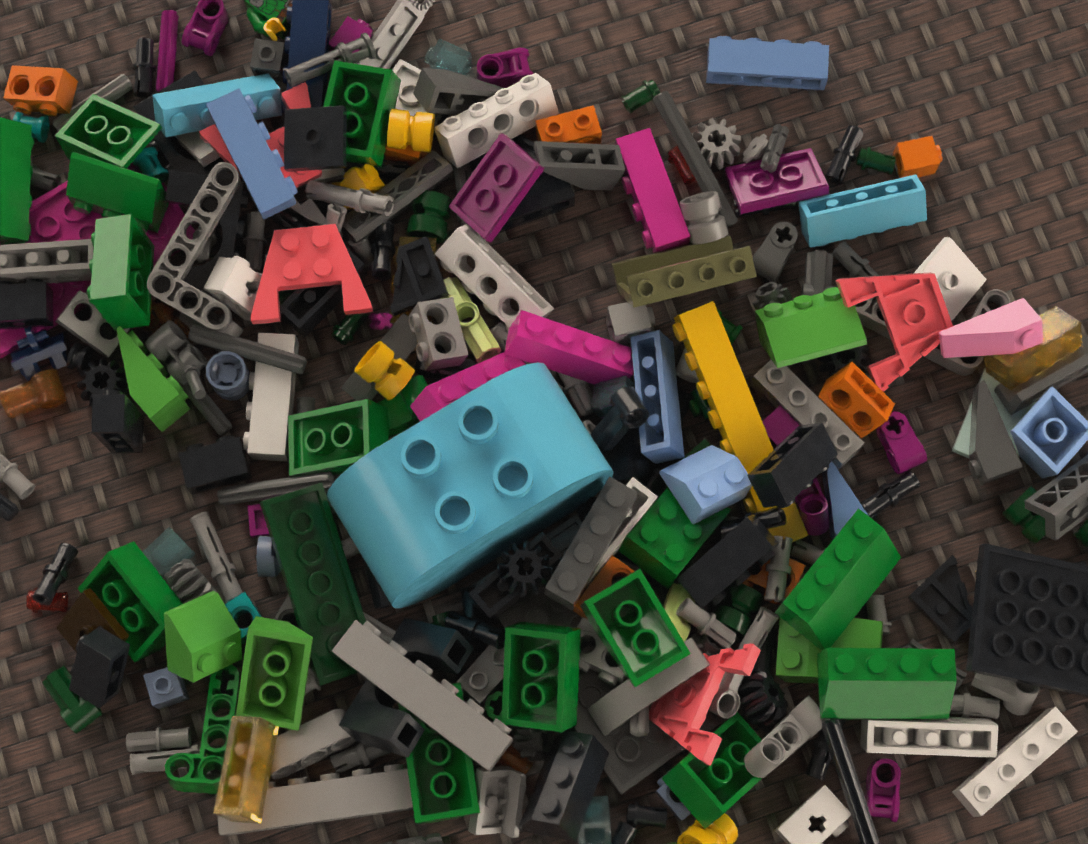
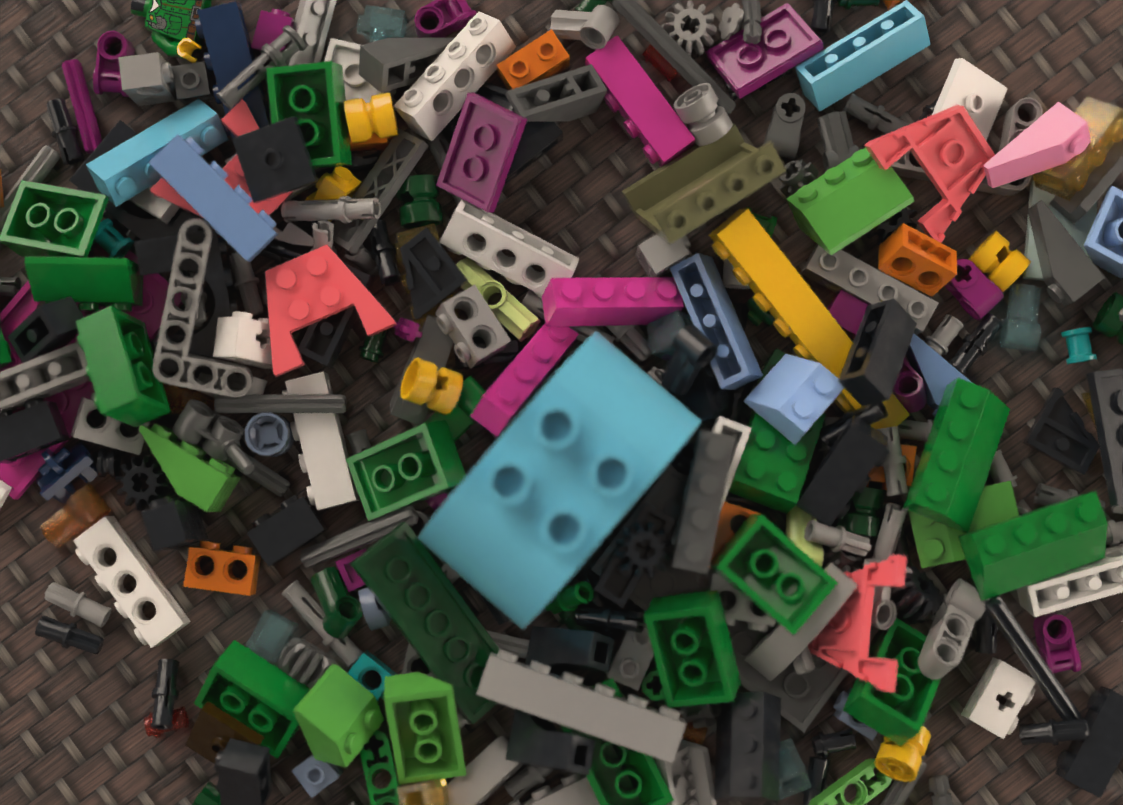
camera: 20 degrees left, 10 degrees up
(68, 220) = (46, 329): none -> black brick
(82, 508) = (149, 587): none -> white brick
(142, 486) = (222, 576): none -> orange brick
(230, 43) = (147, 79): none -> light grey brick
(237, 544) = (340, 608): none -> dark green piece
(445, 601) = (570, 597): none -> green axle
(627, 114) = (591, 27): none -> light grey piece
(863, 477) = (944, 334): none -> light grey pin
(931, 426) = (999, 261): none -> yellow wheel
(935, 491) = (1021, 324): none -> clear light blue piece
(984, 524) = (1079, 345): none -> teal bush

